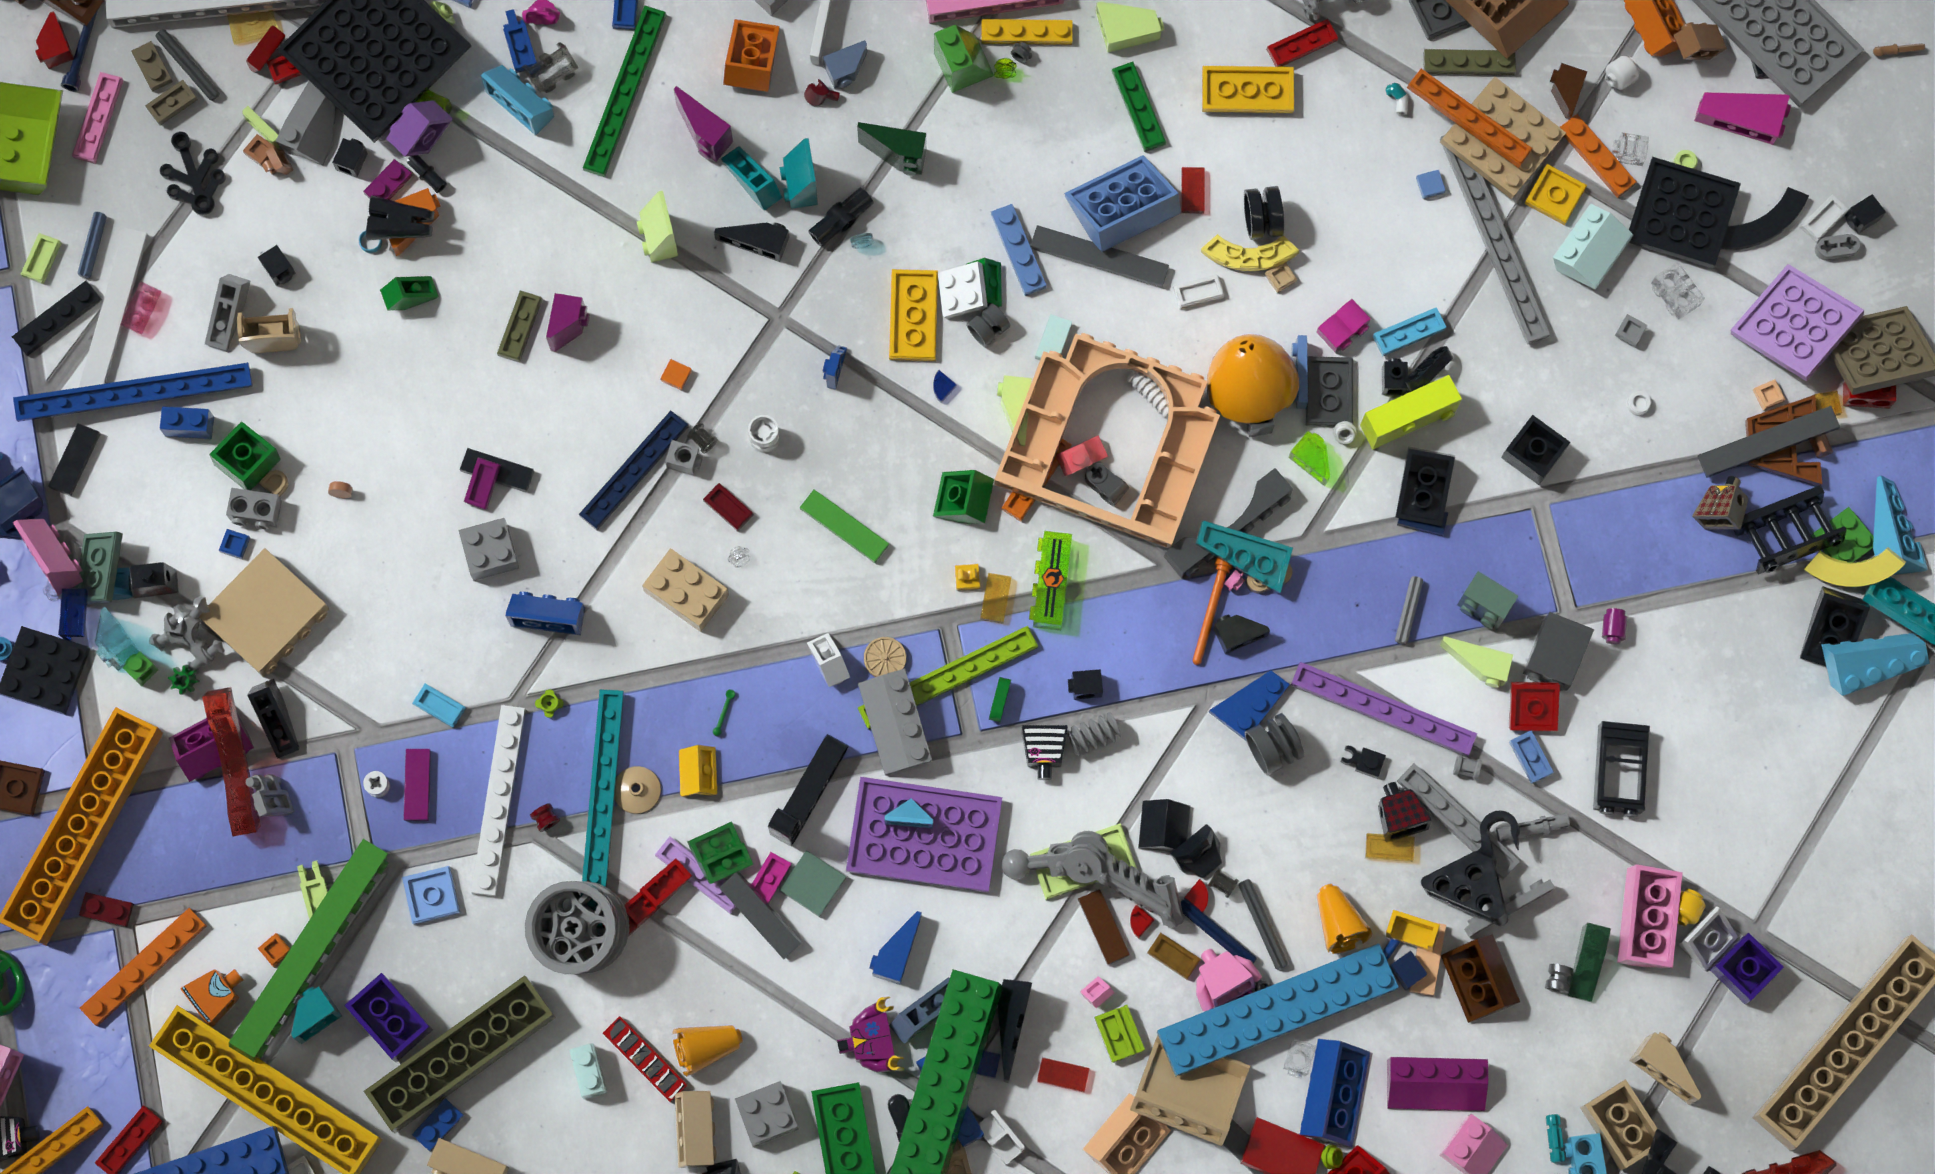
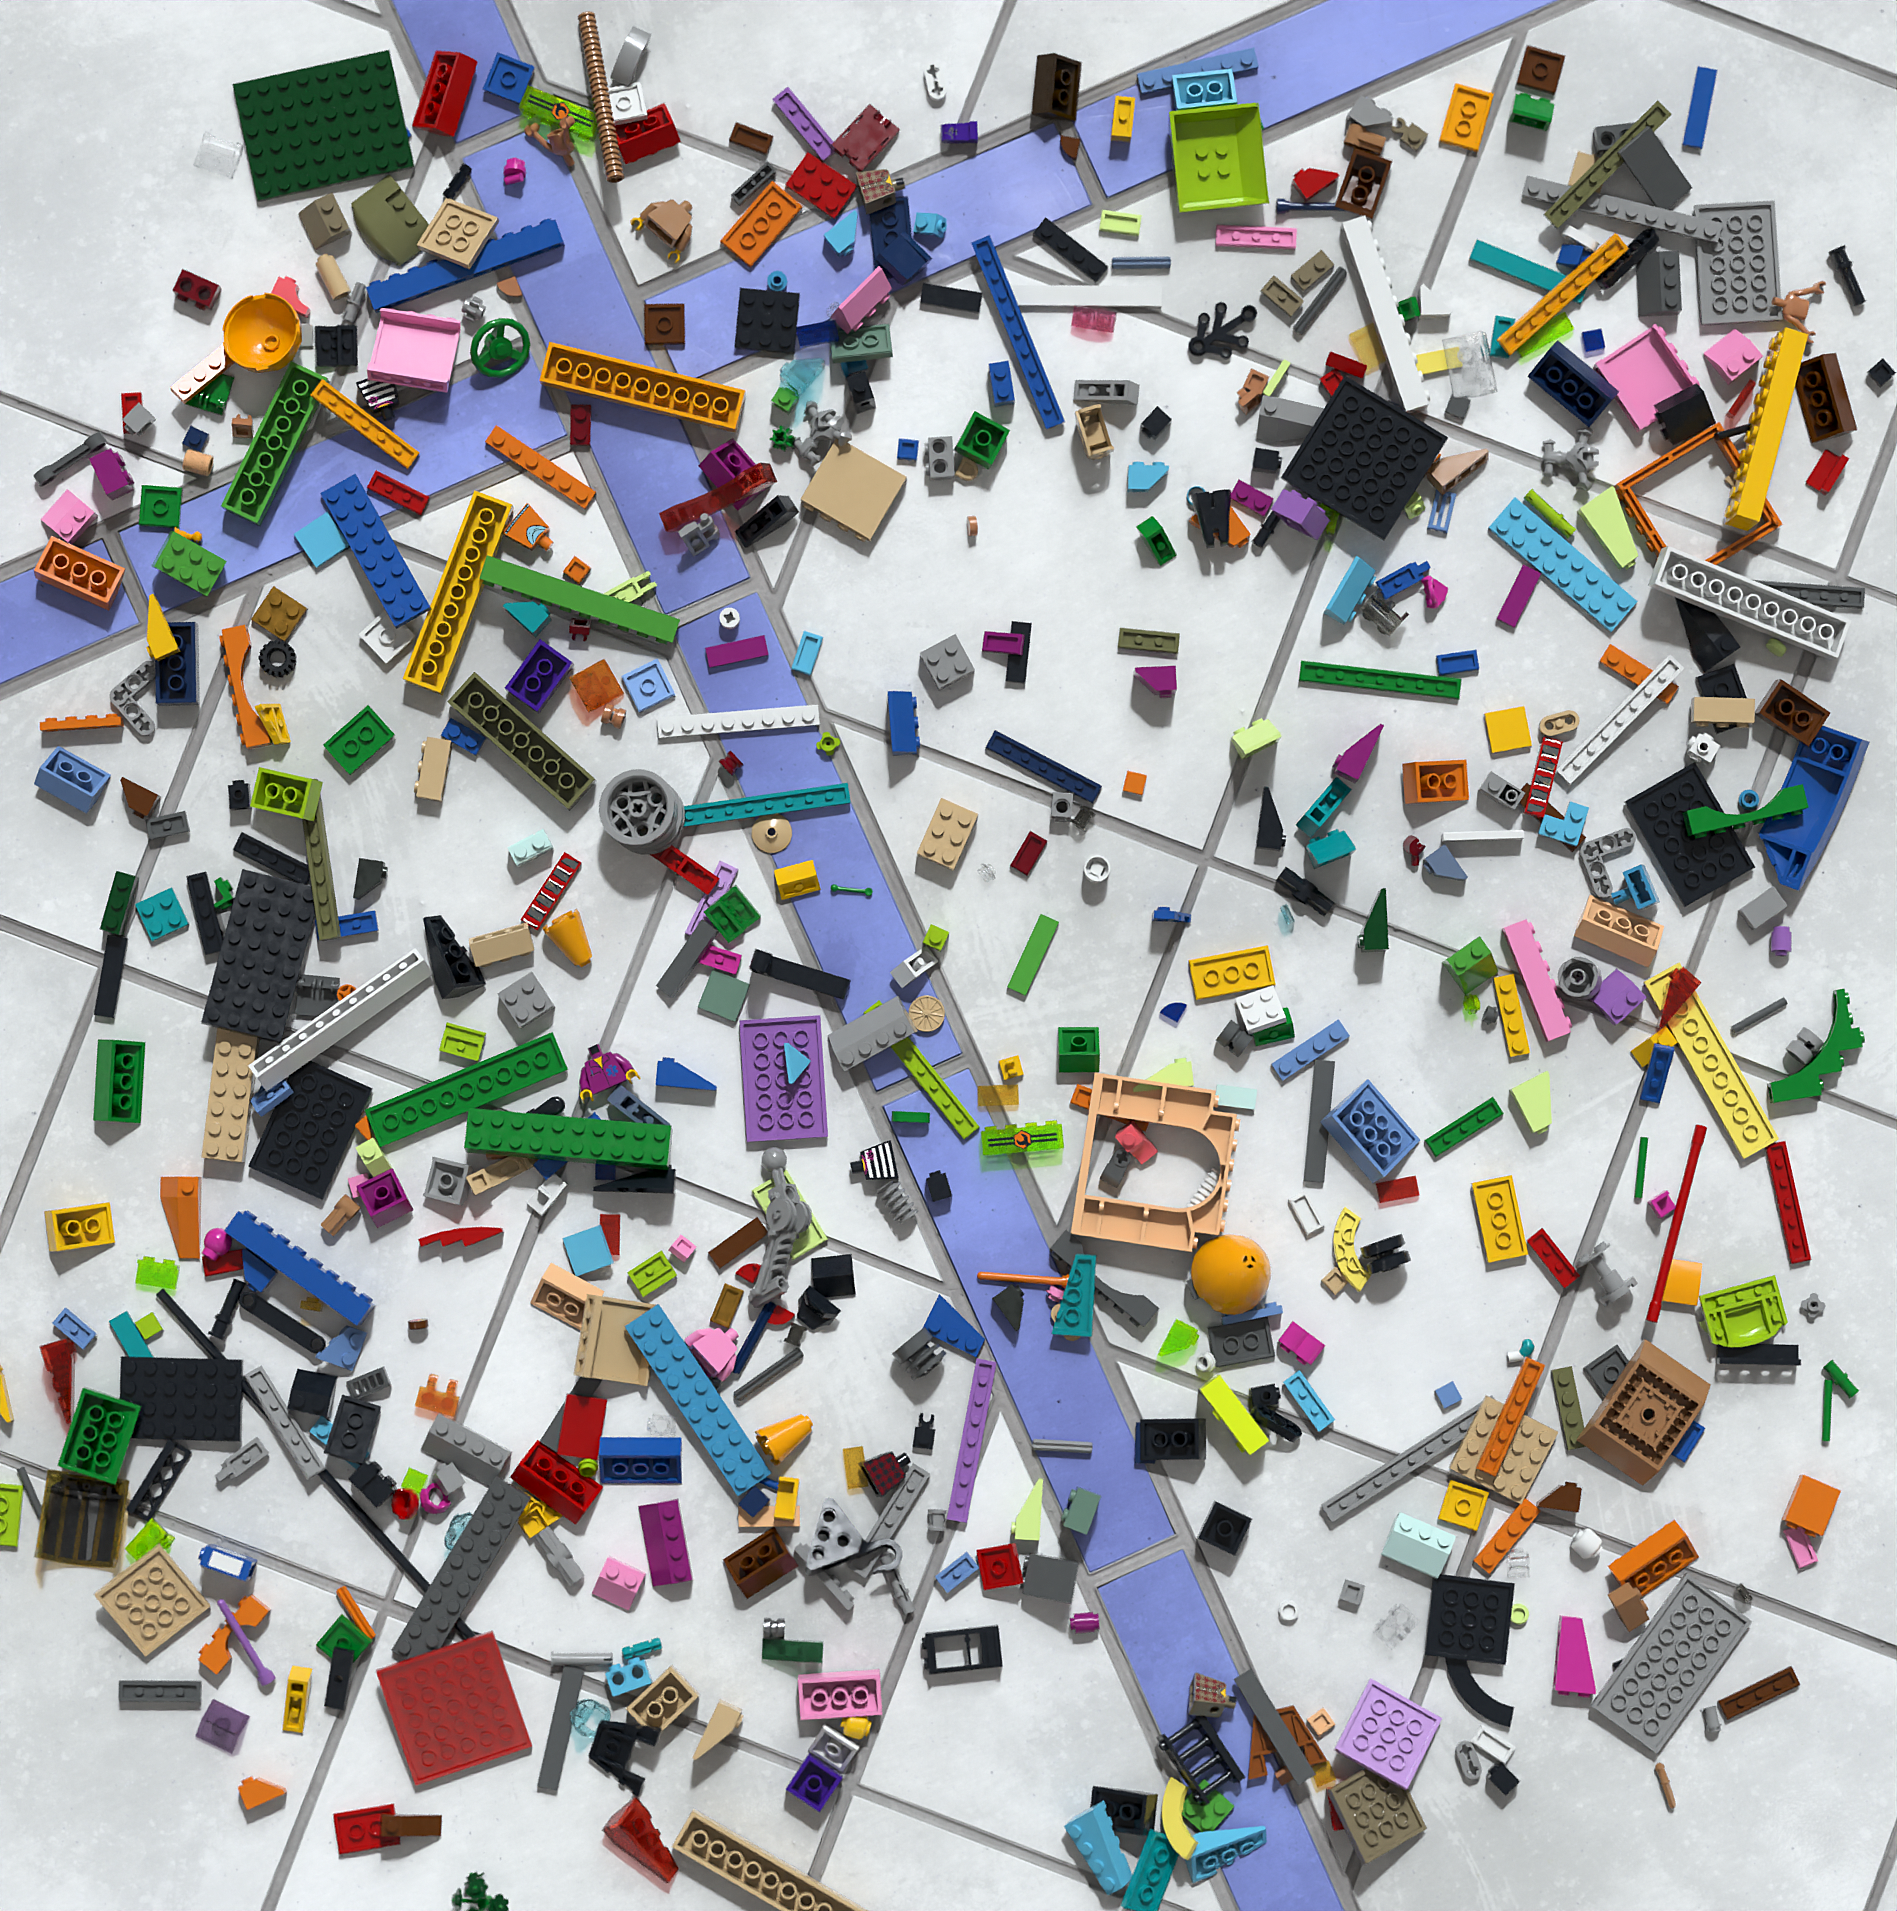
camera: 75 degrees right, 10 degrees up
(333, 292) = (1144, 477): none -> medium azure slope
(342, 959) = (580, 626): none -> dark red tile
(416, 954) = (596, 685): none -> clear orange slope
(460, 937) = (618, 717): none -> nougat wheel
(800, 627) = (935, 937): none -> lime brick
(1077, 1103) = (588, 1250): none -> medium azure tile

